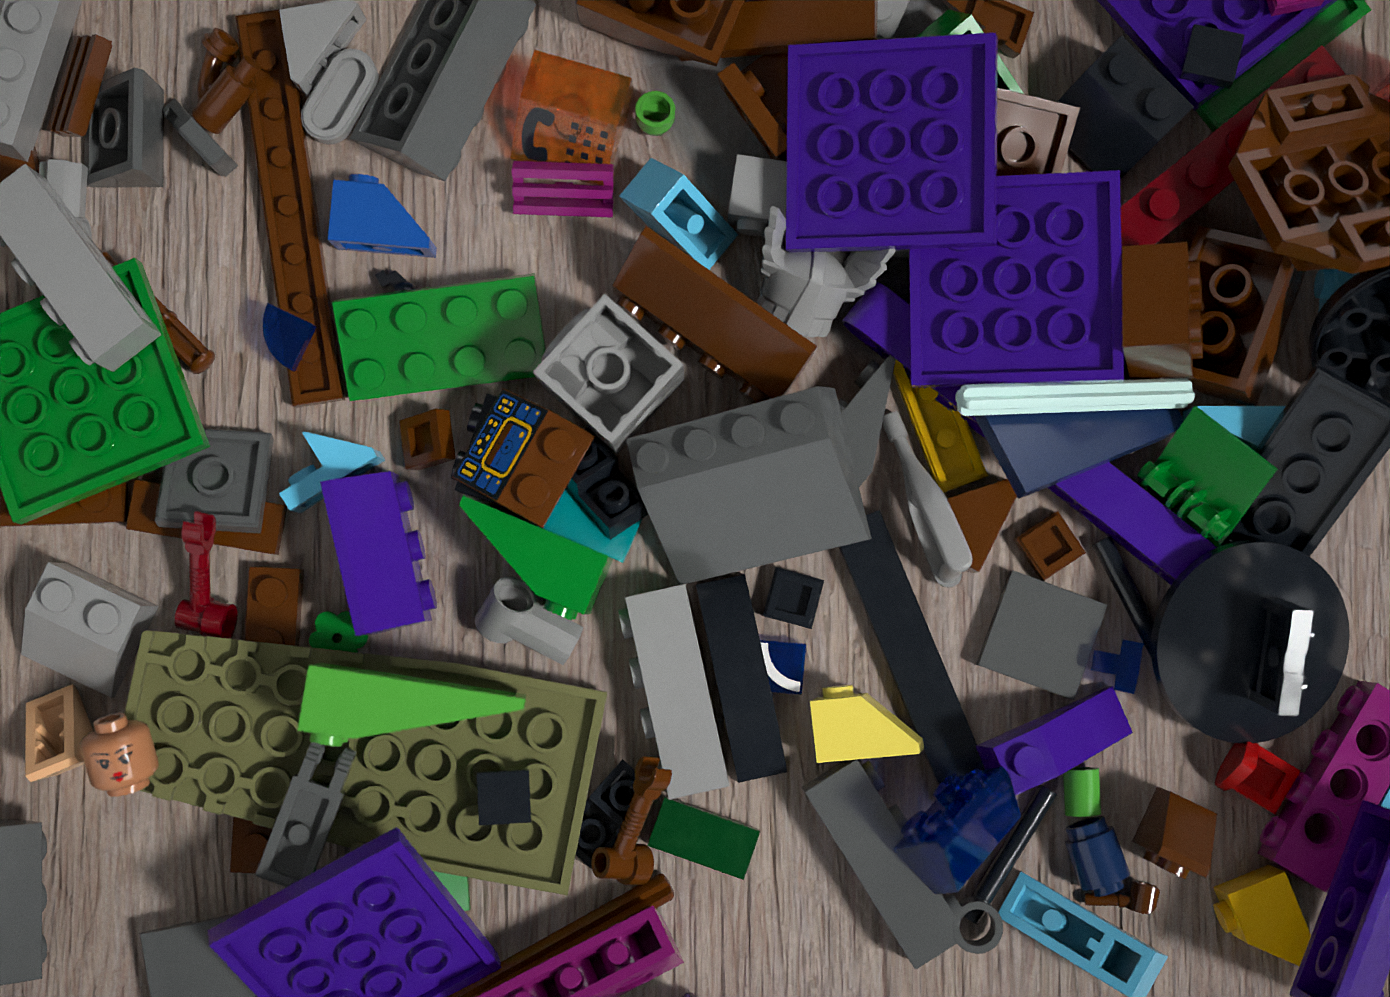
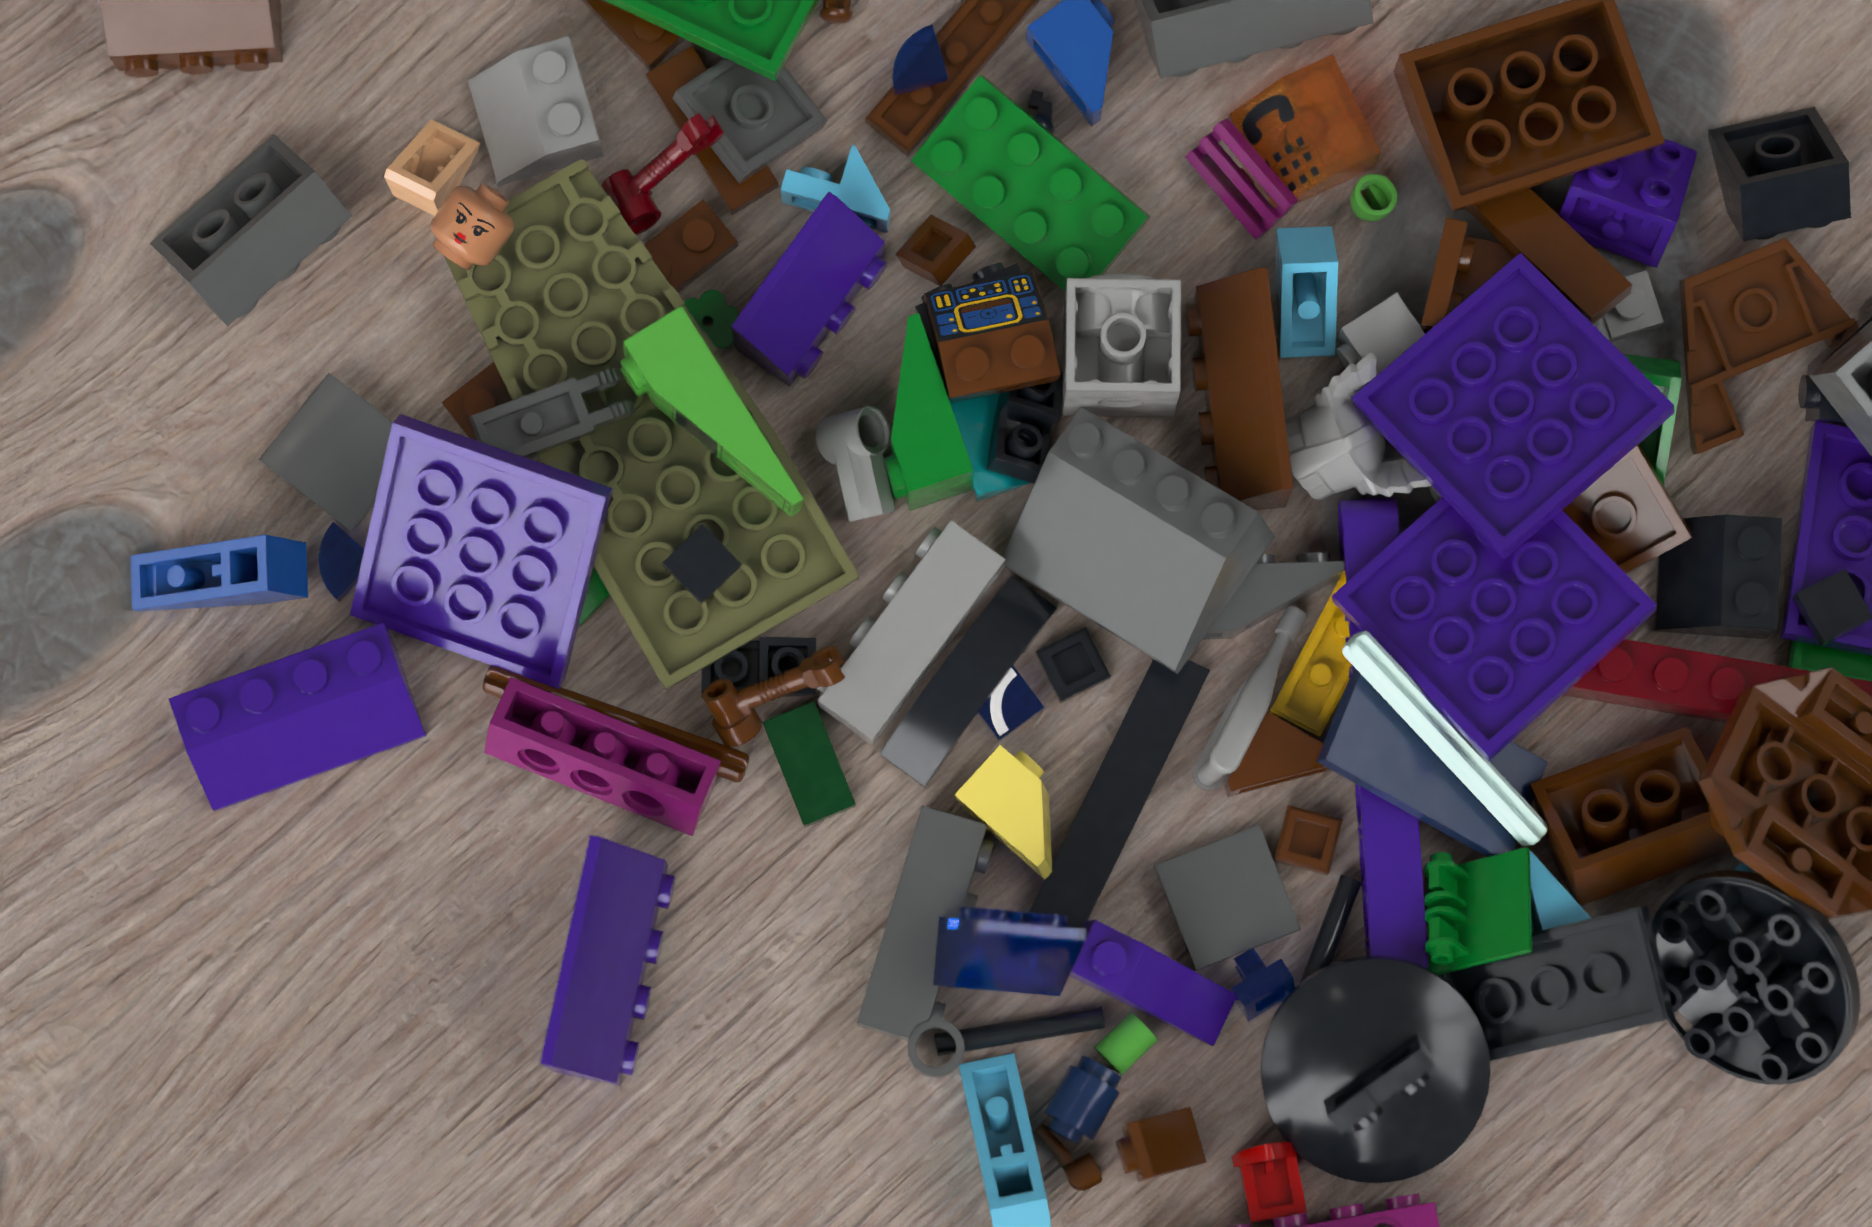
camera: 50 degrees right, 5 degrees down
(1157, 315) = (1574, 743): reddish brown brick -> none

